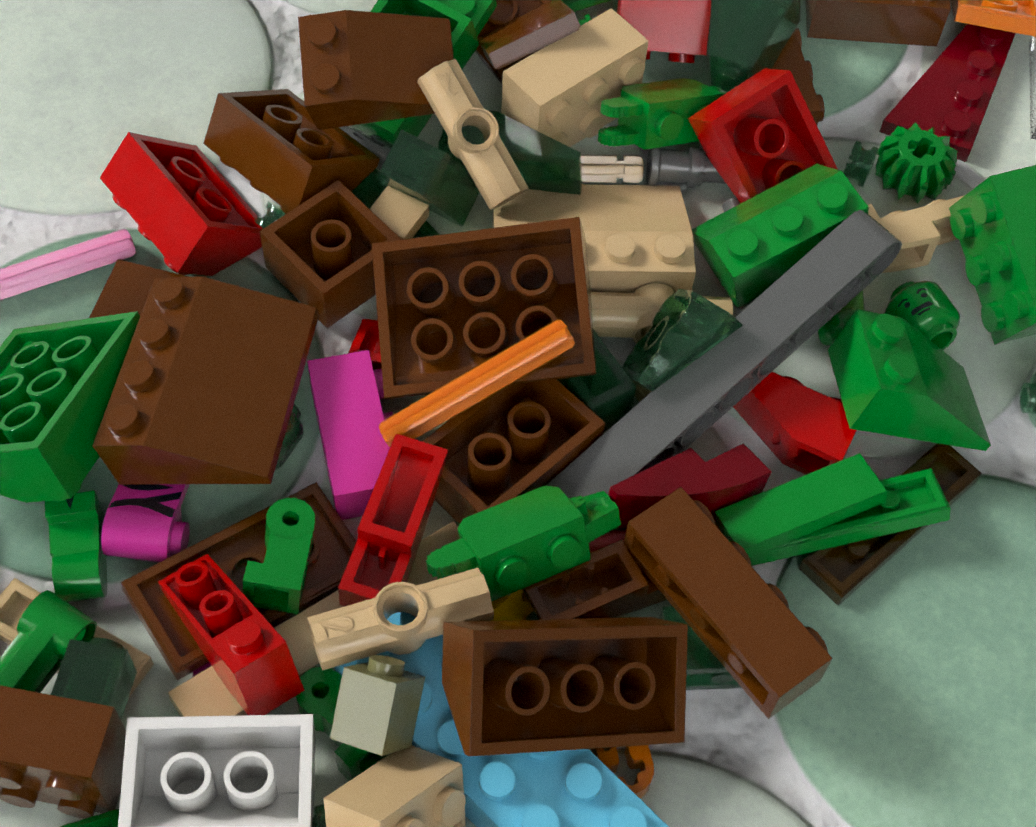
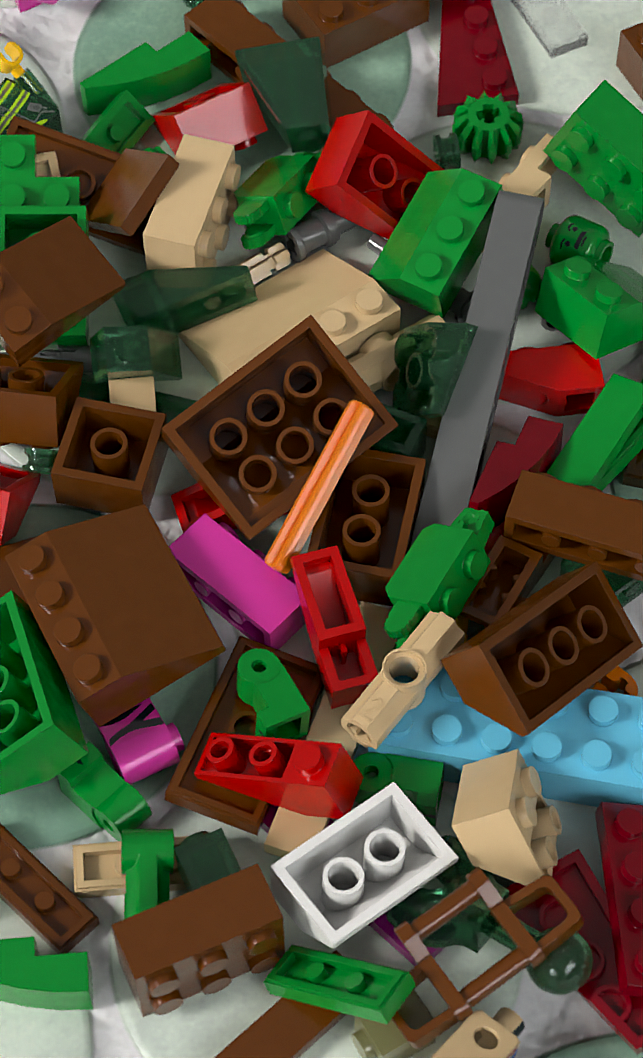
camera: 30 degrees left, 0 degrees up
(377, 706) = (433, 746): brick -> none
(459, 106) = (134, 286): tan piece -> none

